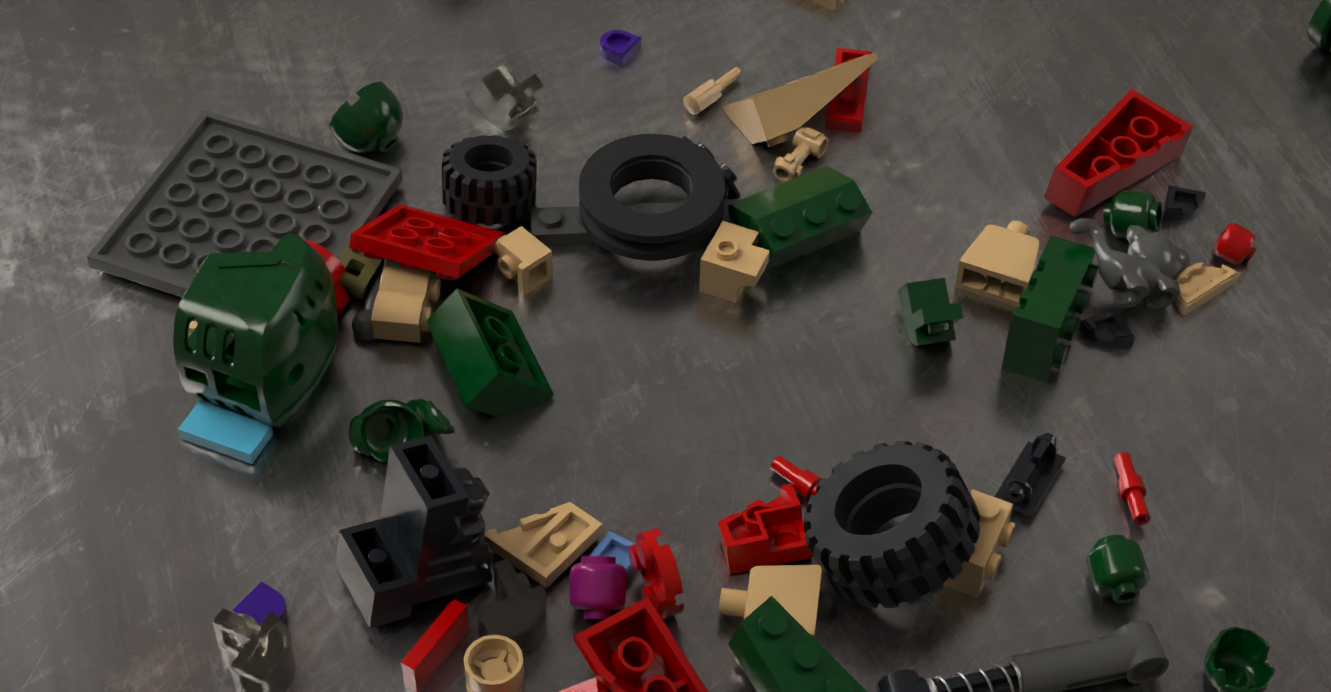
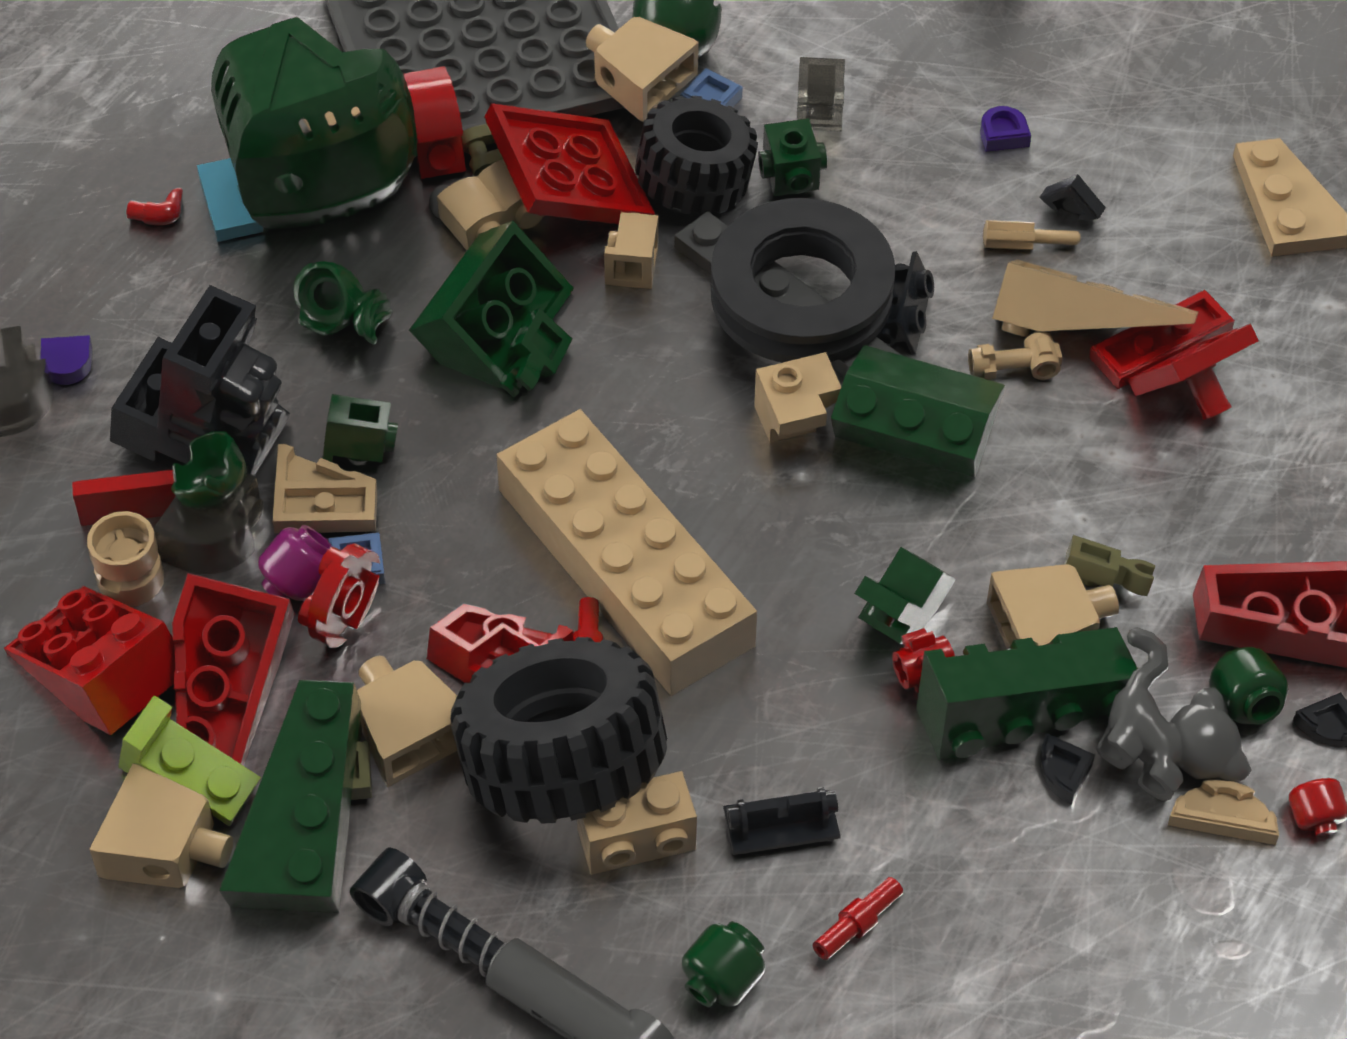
camera: 50 degrees right, 5 degrees up
(190, 479) = (157, 213): none -> red animal
(387, 153) = (642, 63): none -> tan torso
(431, 146) = (714, 86): none -> medium blue tile
(492, 572) = (212, 474): none -> dark green hair
(516, 486) = (358, 429): none -> dark green brick
(545, 137) = (788, 165): none -> dark green brick
(551, 356) = (540, 351): none -> dark green plate
(708, 52) = (1073, 196): none -> black tile
(756, 413) = (627, 551): none -> tan brick
(897, 82) = (1196, 368): none -> red tile
(984, 335) = (909, 659): none -> red gear
(999, 215) = (1105, 566): none -> olive plate

